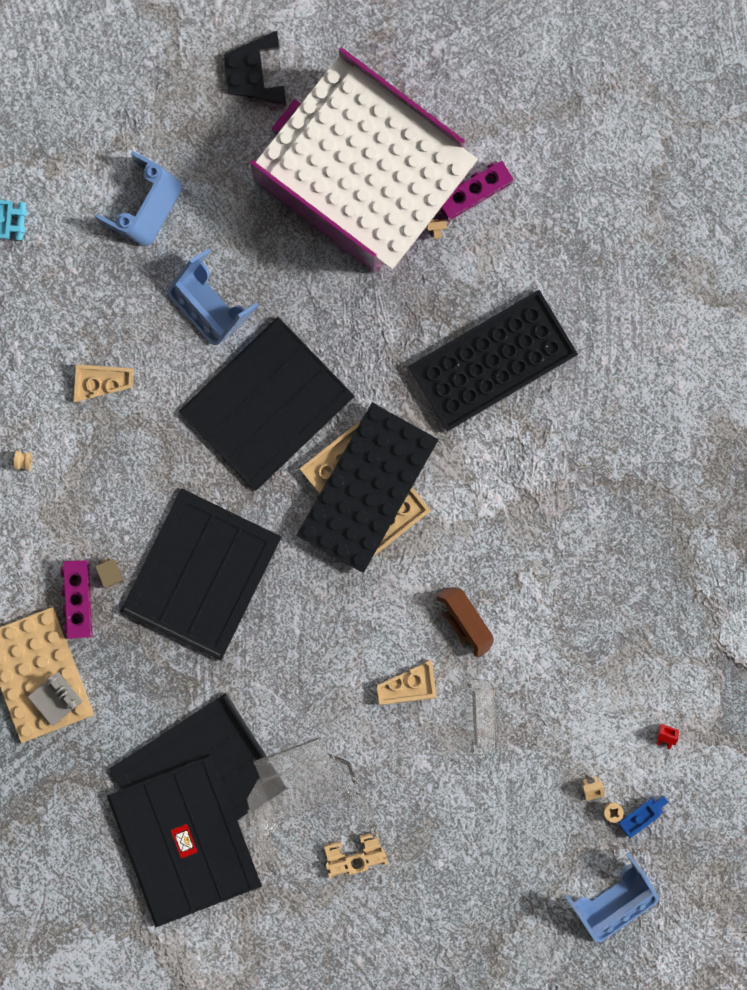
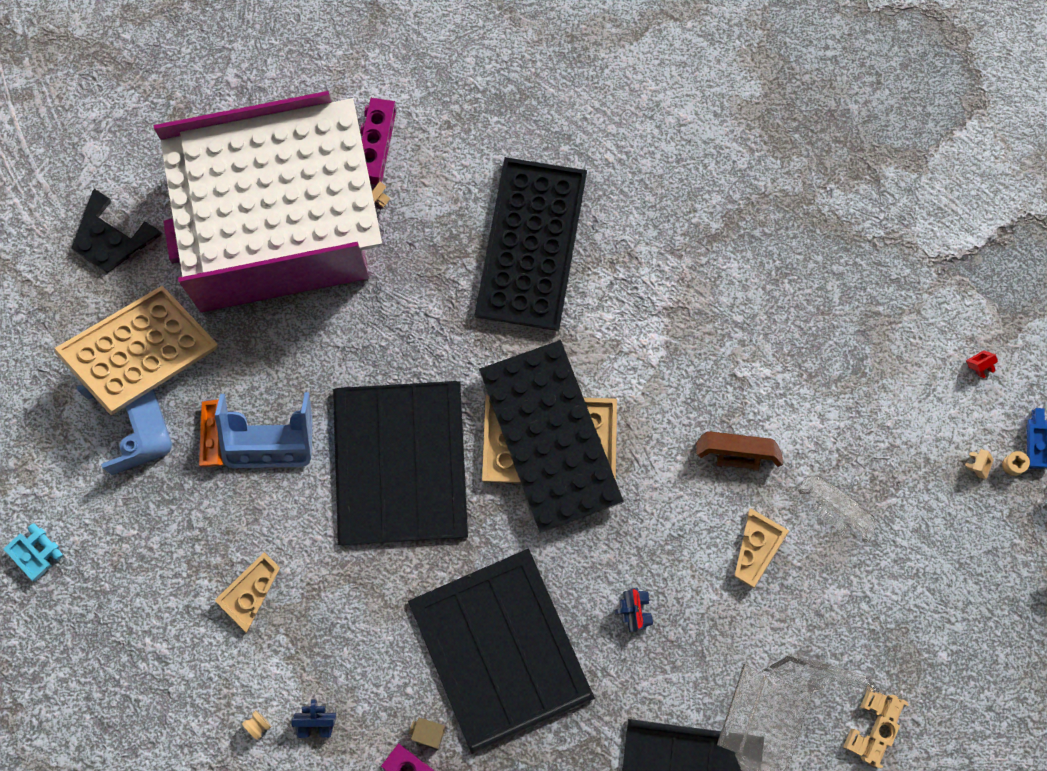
camera: 45 degrees left, 10 degrees down
(57, 492) = (314, 717): none -> dark blue hips
(173, 267) = (210, 449): none -> orange plate
(191, 166) = (135, 349): none -> tan plate
(296, 637) = (631, 609): none -> dark blue hips

